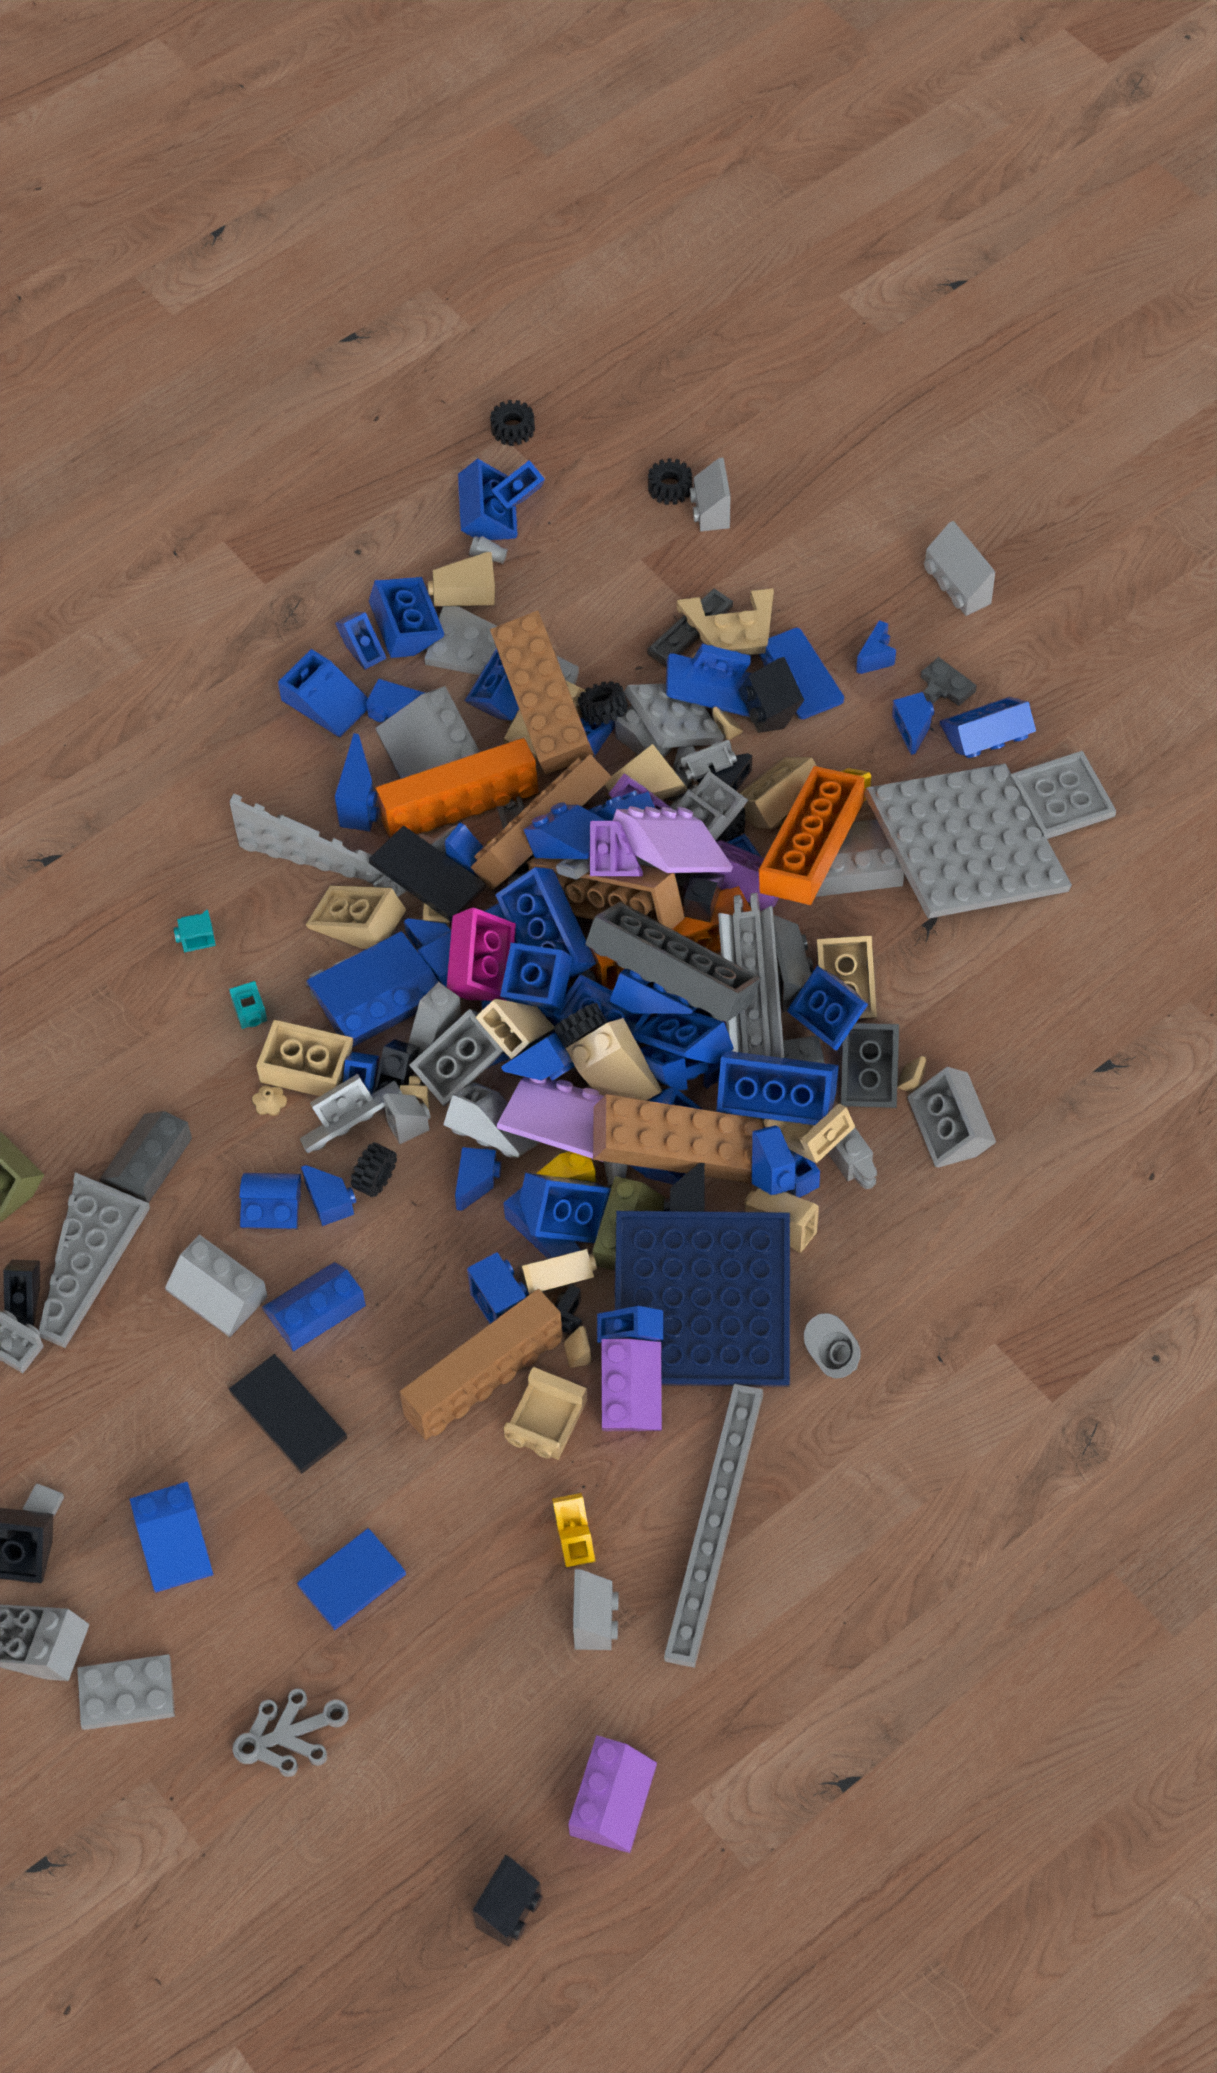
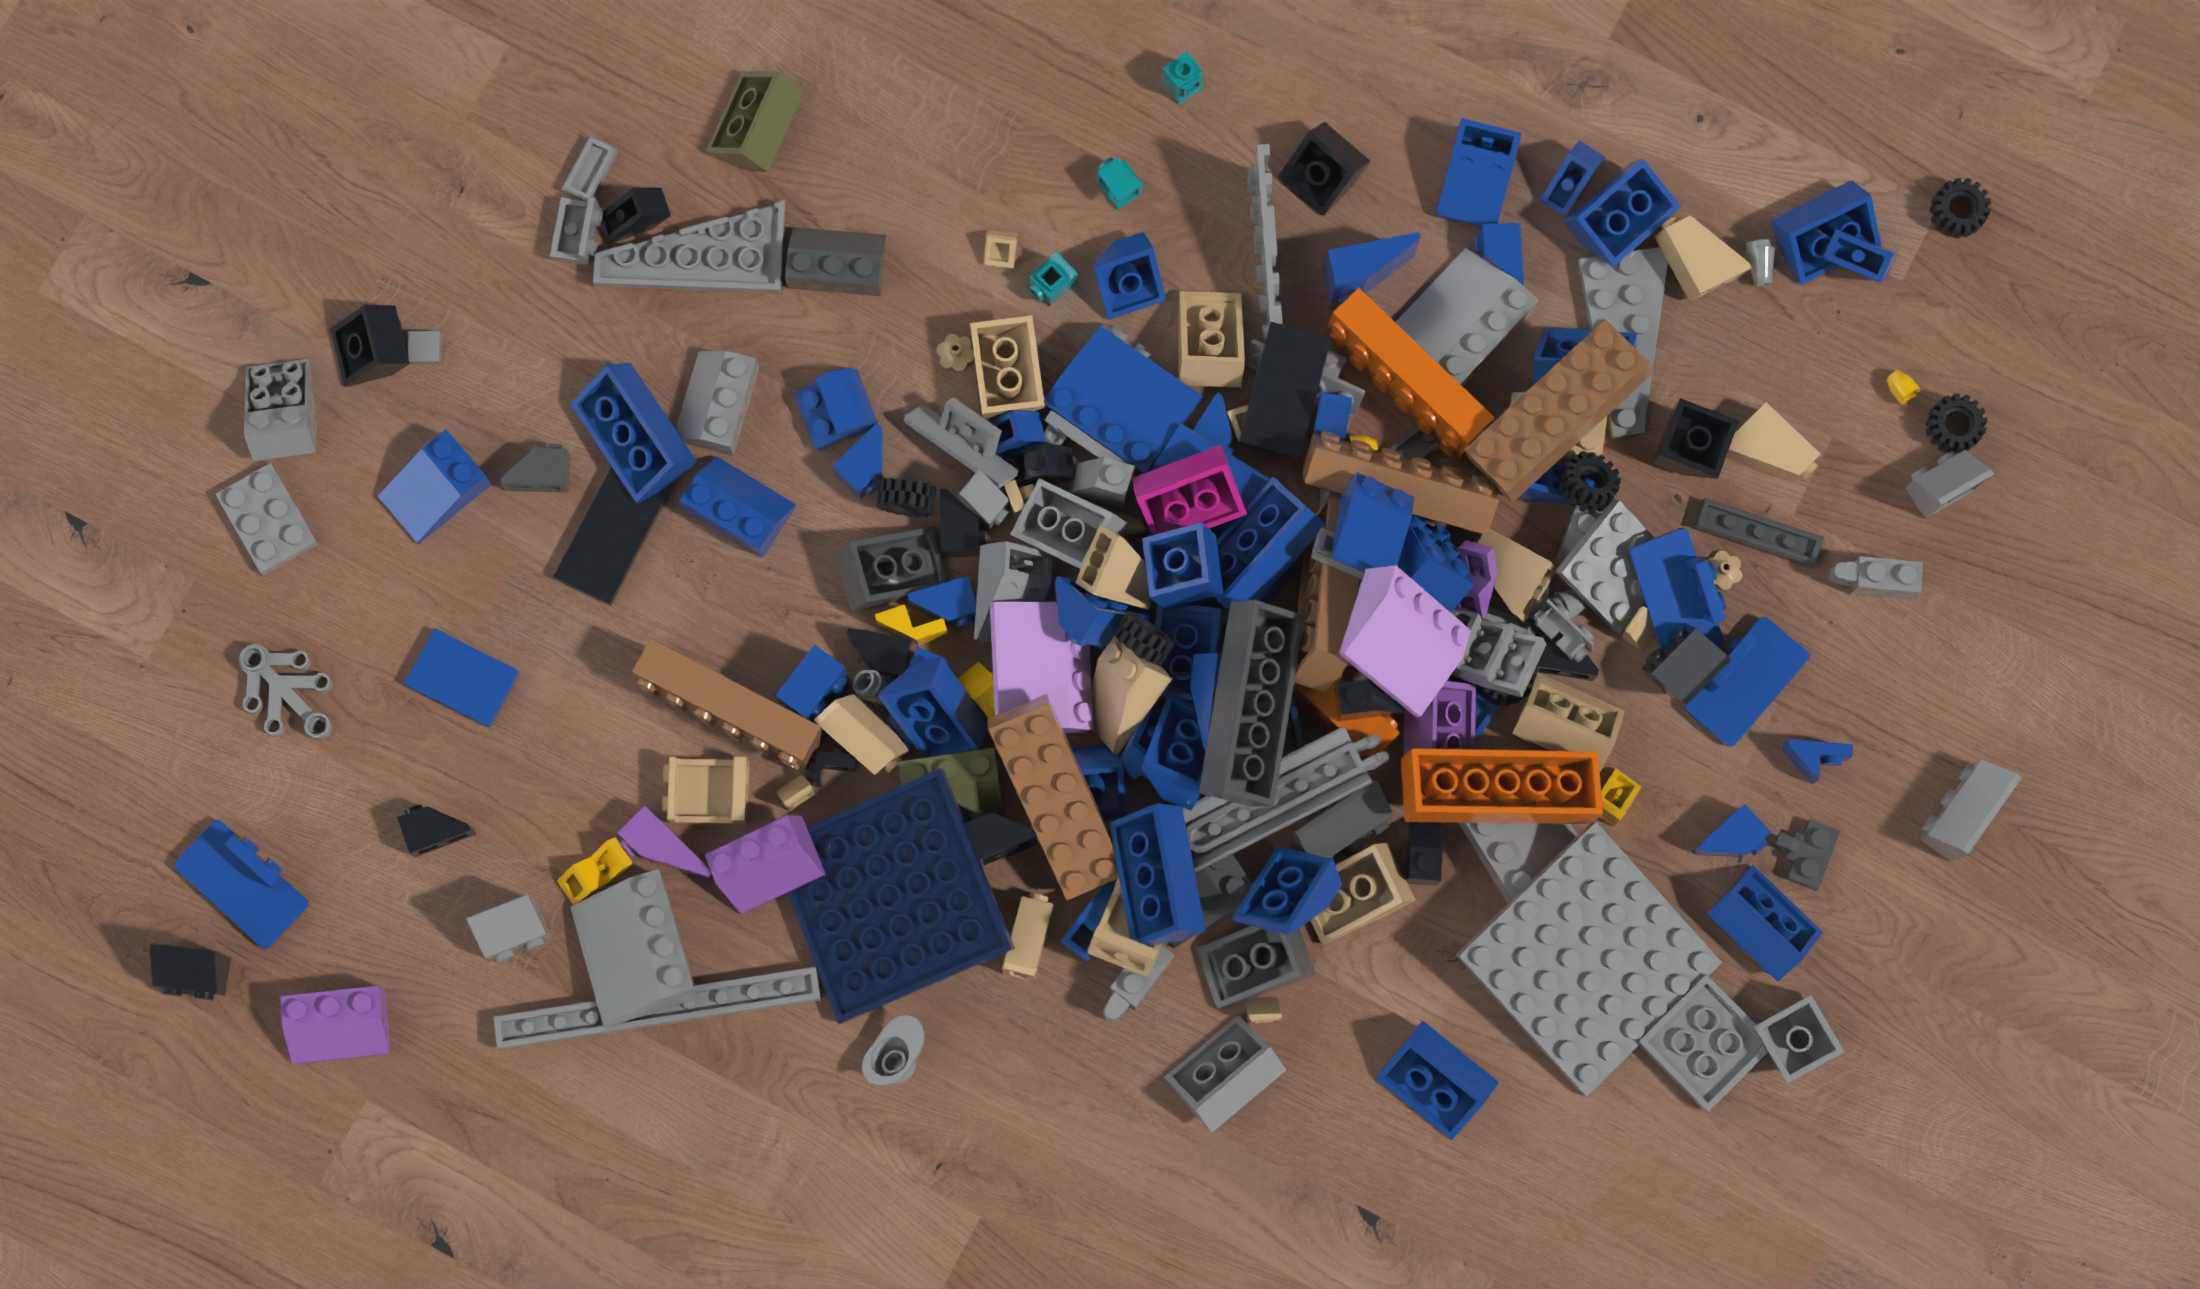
camera: 60 degrees right, 20 degrees up
(137, 857) = (1182, 77): none -> teal window
(202, 1036) = (1000, 248): none -> tan slope
(205, 1443) = (540, 471): none -> dark grey slope
(208, 1358) = (633, 431): none -> blue slope
(266, 786) = (1323, 168): none -> black slope
(276, 948) = (1129, 276): none -> blue slope
(373, 1041) = (1061, 429): none -> light grey hinge
(417, 1145) = (959, 528): none -> black slope
(424, 1209) = (889, 567): none -> dark grey slope
(446, 1831) = (242, 883): none -> blue bracket
(473, 1649) = (431, 829): none -> black slope
(478, 1215) = (898, 623): none -> yellow slope
(495, 1234) = (882, 652): none -> black slope
(520, 1252) = (868, 685): none -> light grey cone
(573, 1468) = (658, 844): none -> medium lavender slope
(602, 633) = (1695, 441): none -> black slope
(611, 851) = (1346, 582): medium lavender wing -> none
(625, 503) = (1902, 386): none -> yellow hose
(630, 593) = (1773, 446): none -> tan slope
(630, 1323) = (823, 837): blue slope -> none
(656, 1516) = (633, 949): none -> light grey slope
(739, 631) = (1767, 589): tan wing -> none
(762, 562) = (1880, 577): none -> light grey hinge
(772, 1161) = (1070, 906): blue slope -> none
(836, 919) = (1424, 853): none -> black slope
(1018, 976) = (1437, 1080): none -> blue slope
(1085, 728) = (1799, 1039): none -> light grey slope

